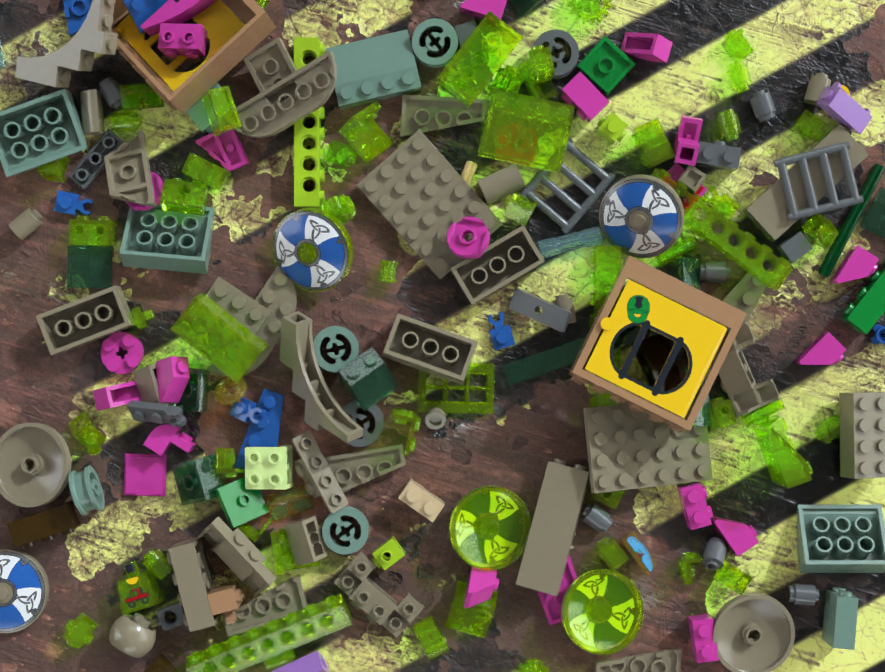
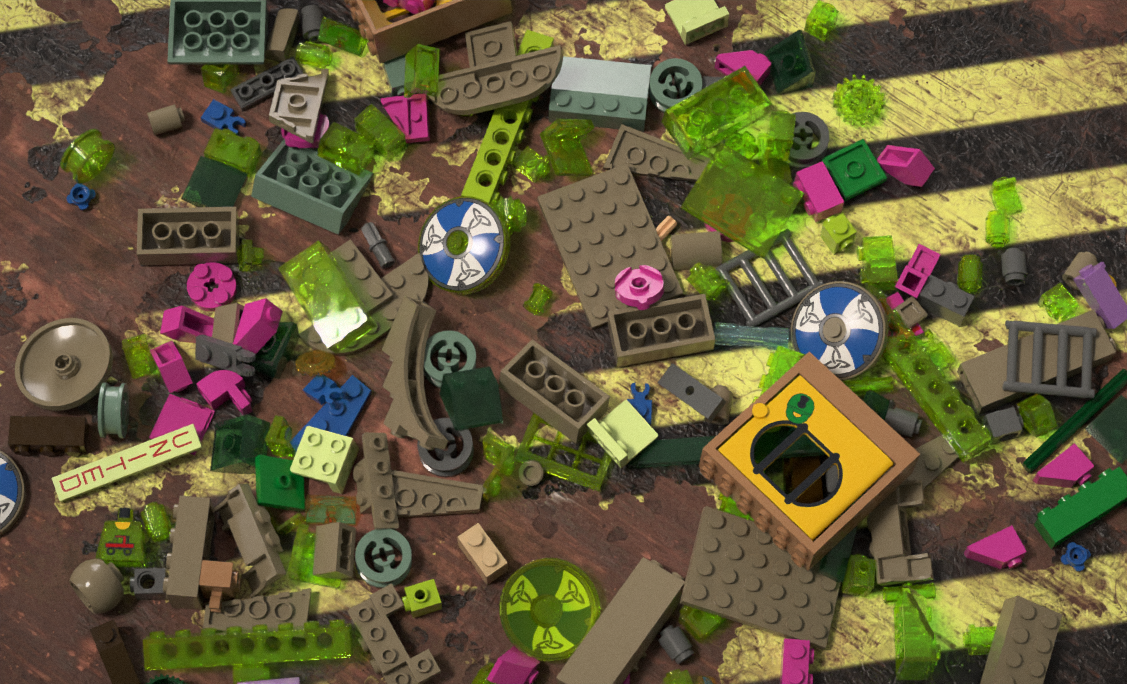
camera: 15 degrees right, 20 degrees down
(80, 631) = (38, 565): clear neon green brick -> none
(115, 525) = (127, 463): none -> yellowish green tile
(116, 433) = (171, 367): none -> dark pink slope
(241, 270) = (377, 245): none -> dark grey axle
(496, 364) = (622, 433): none -> yellowish green bracket

